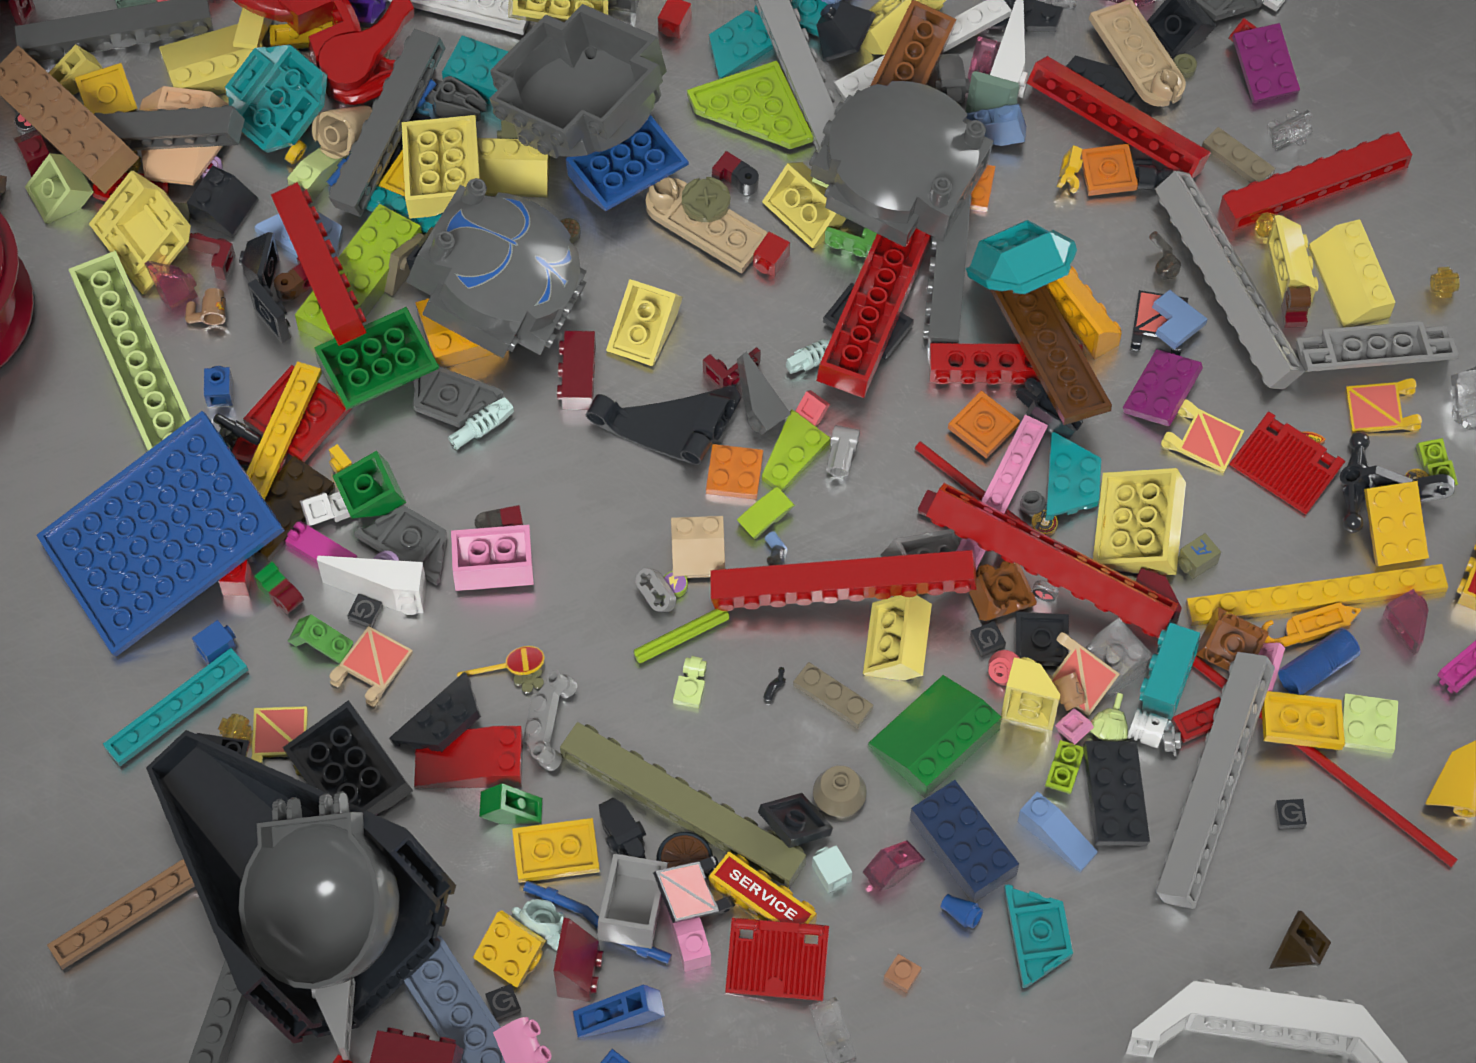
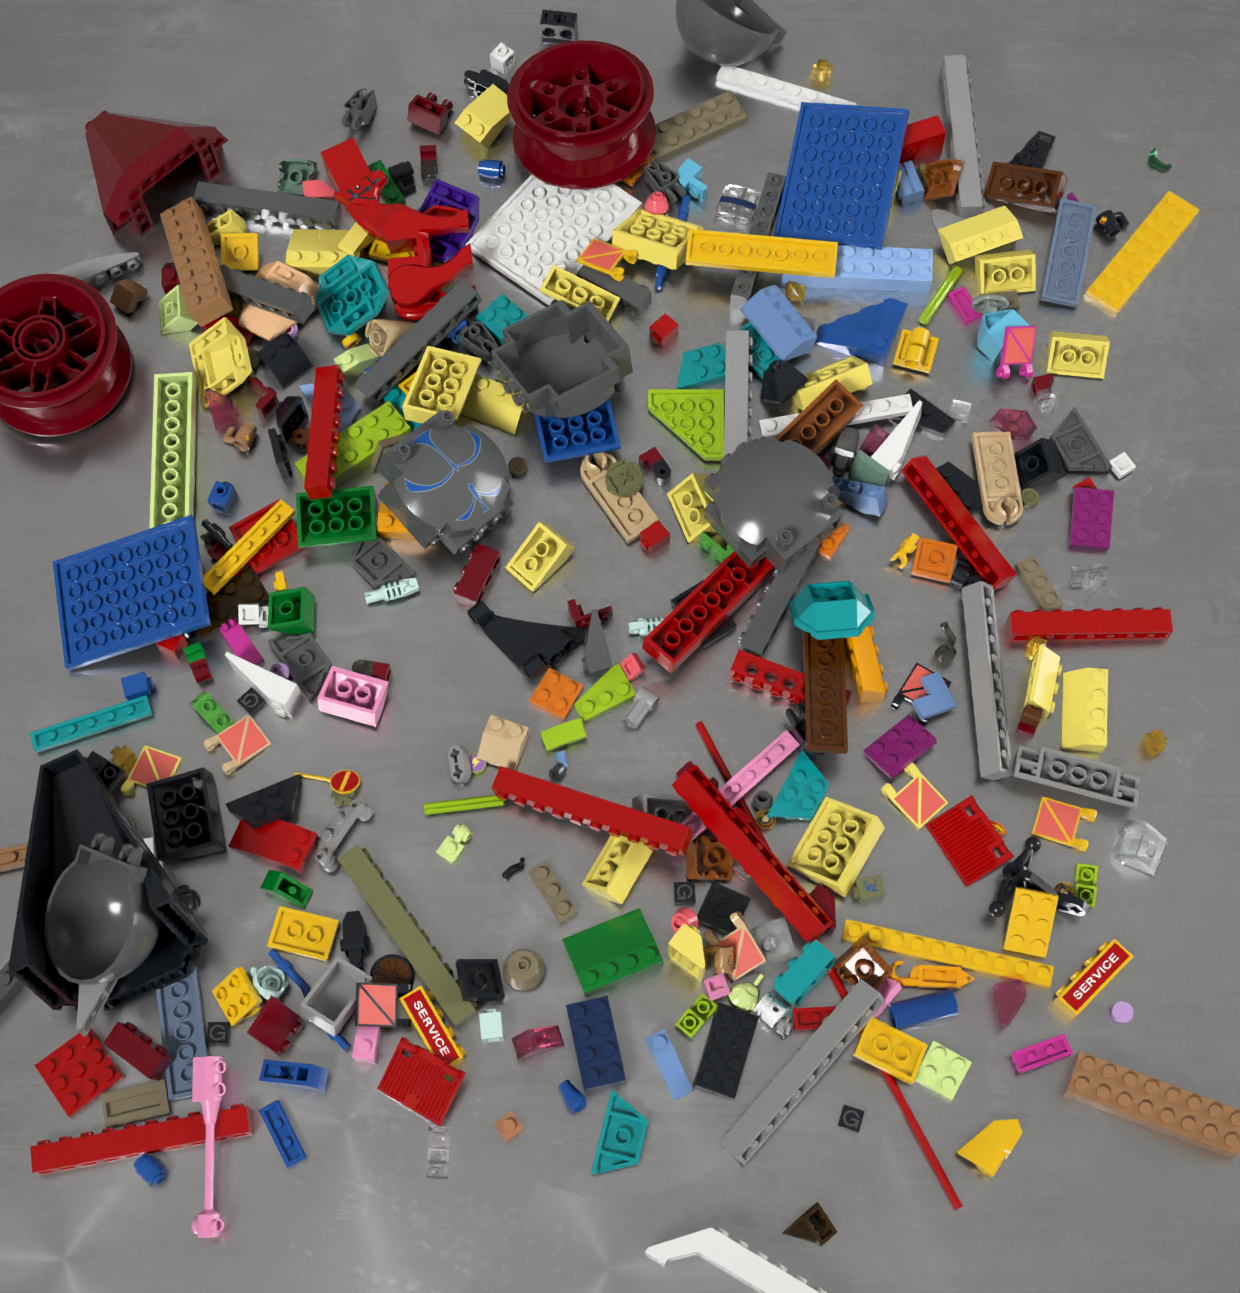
camera: 25 degrees right, 5 degrees up
(983, 424) = (753, 725): orange plate -> none

